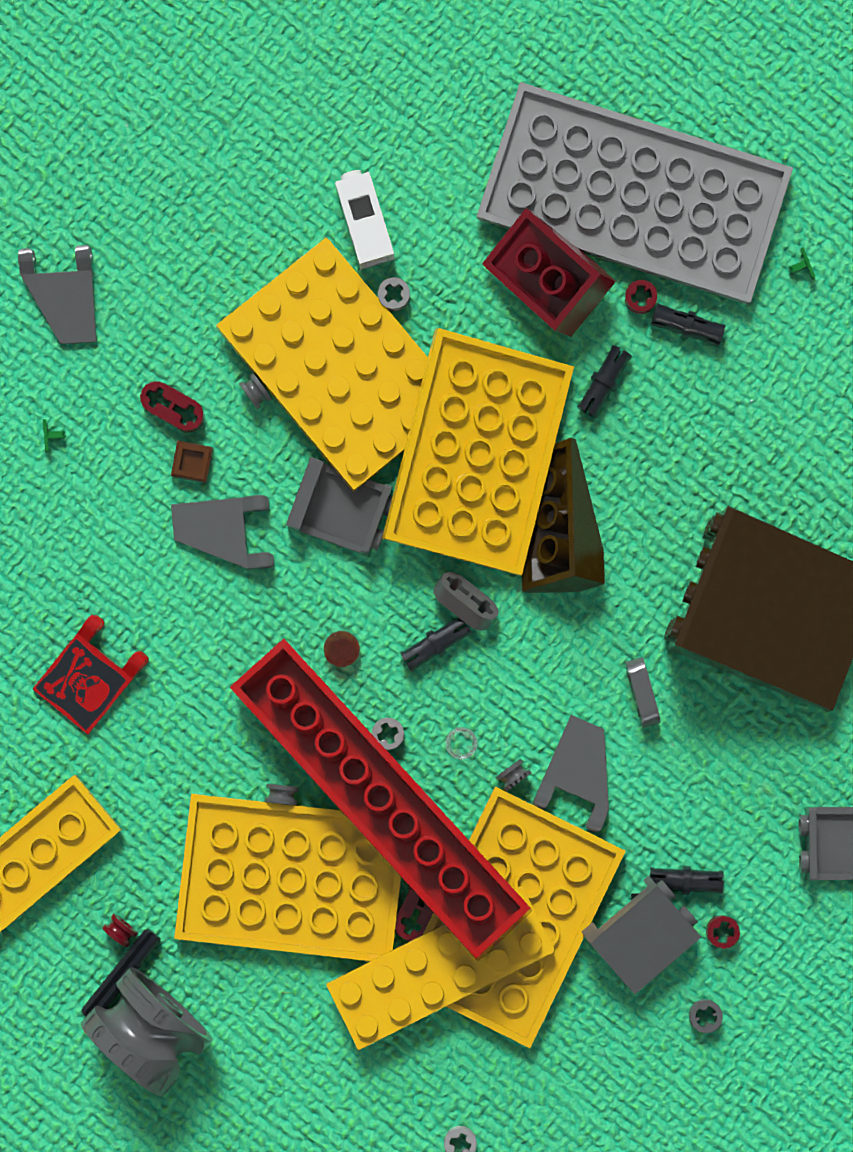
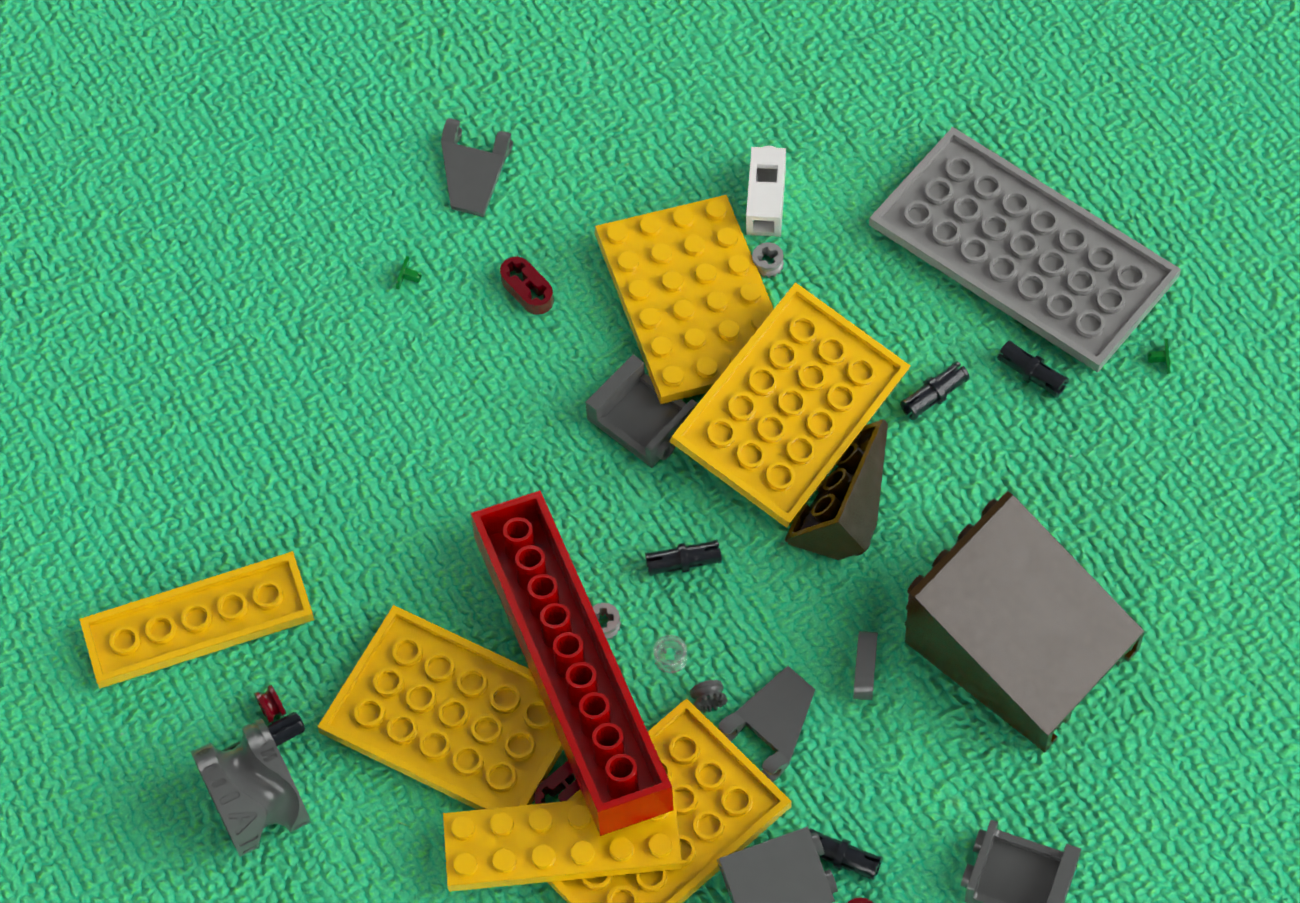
camera: 20 degrees right, 25 degrees down
(86, 681) = (344, 481): flag -> none
(192, 461) = (524, 335): reddish brown tile -> none
(220, 528) = (525, 397): dark grey flag -> none
(255, 391) = (607, 294): dark grey bush -> none
(281, 794) = (479, 634): dark grey bush -> none
(341, 648) = (591, 533): clear red plate -> none
(465, 601) = (726, 528): dark grey beam -> none
(548, 273) = (918, 281): dark red slope -> none
(631, 291) = (996, 322): dark red bush -> none

